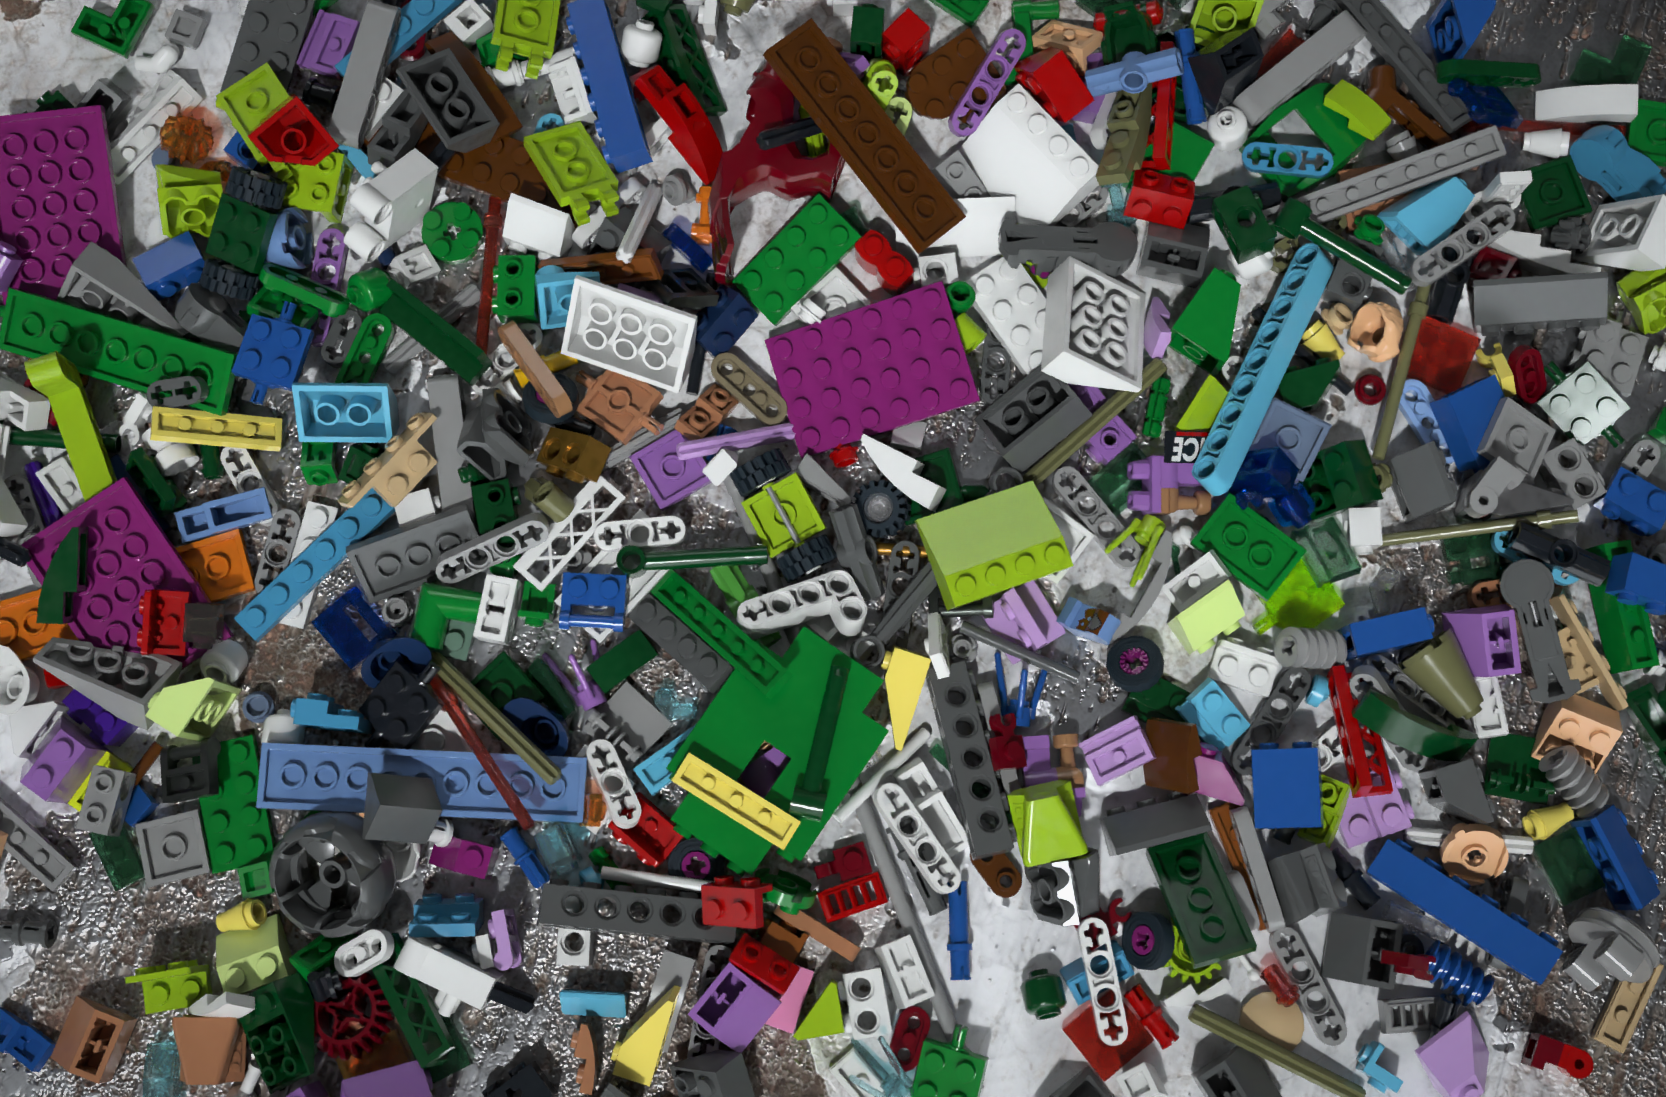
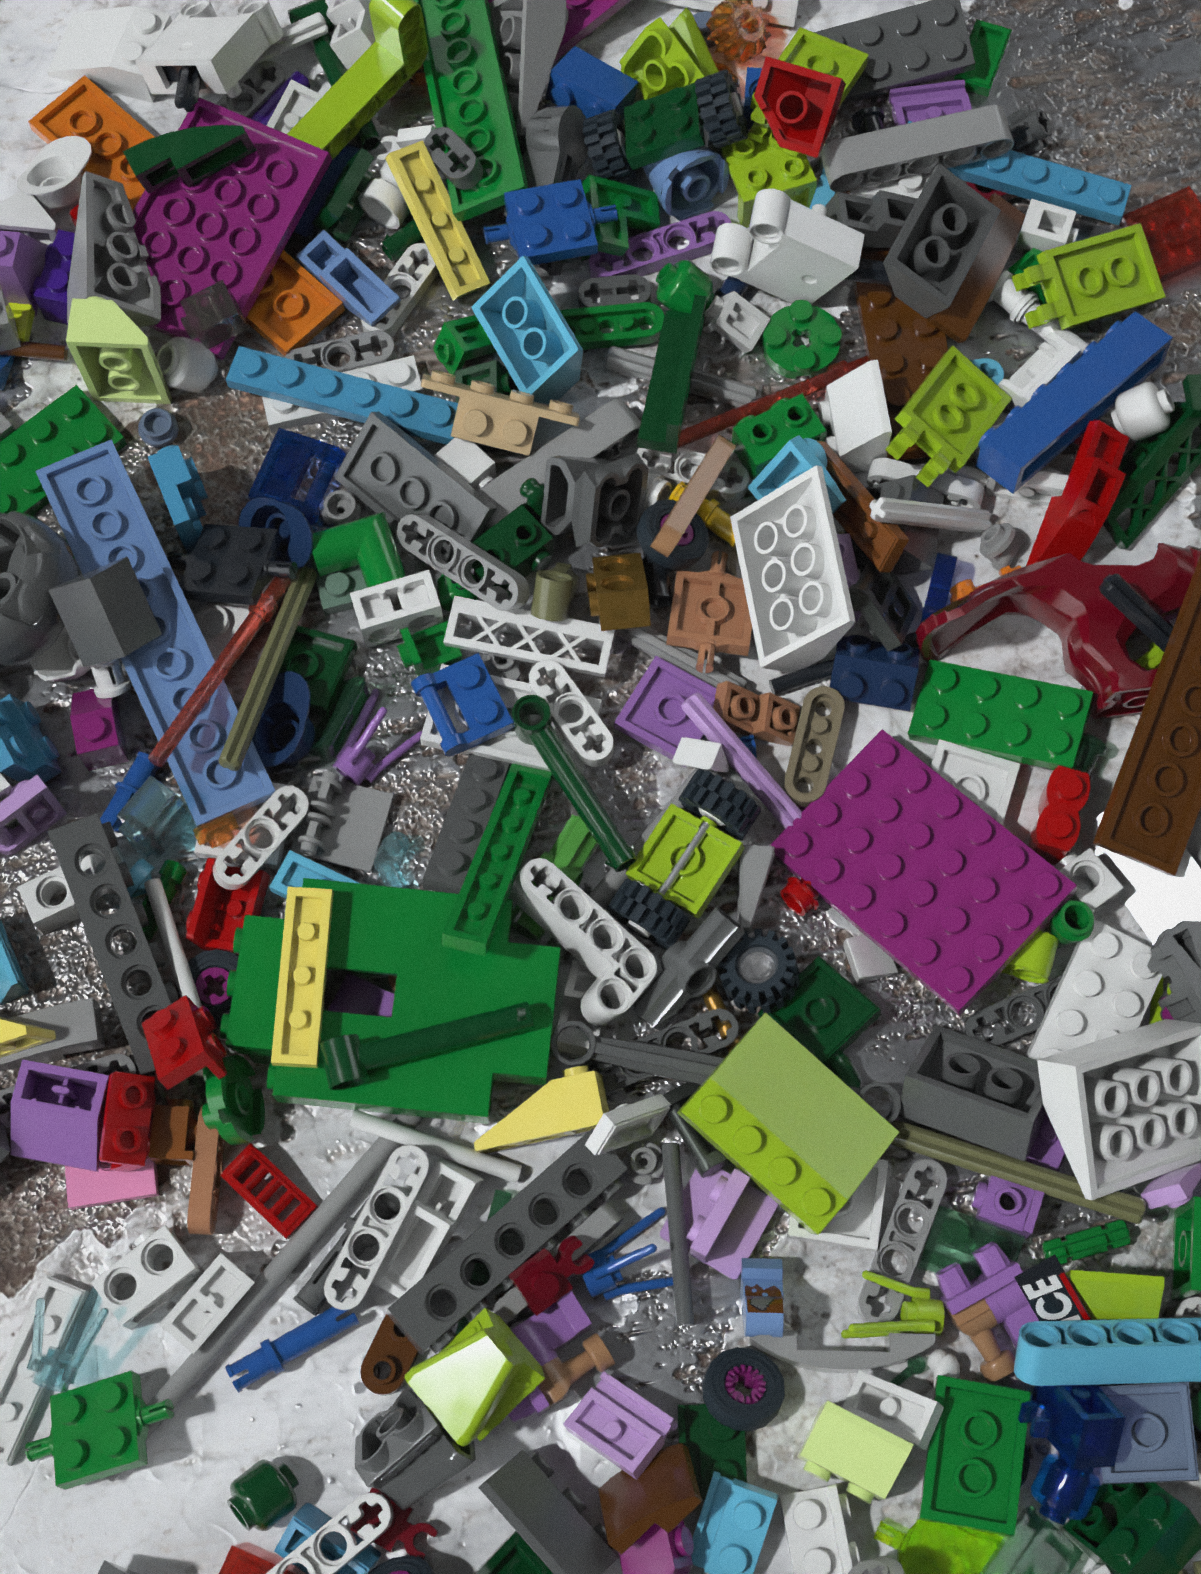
camera: 60 degrees right, 10 degrees down
(163, 622) = (190, 271): red bracket -> none
(192, 780) = (39, 400): pearl dark grey plate -> none
(280, 729) = (135, 460): white head -> none
(304, 289) = (641, 222): green plate -> none
(622, 661) = (413, 775): dark green slope -> none
(811, 312) = (947, 761): white plate -> none
(824, 1017) = (103, 1228): lime slope -> none
(849, 863) = (310, 1163): dark red plate -> none
(904, 473) = (816, 973): white slope -> none
(910, 1038) = (130, 1352): dark red plate -> none

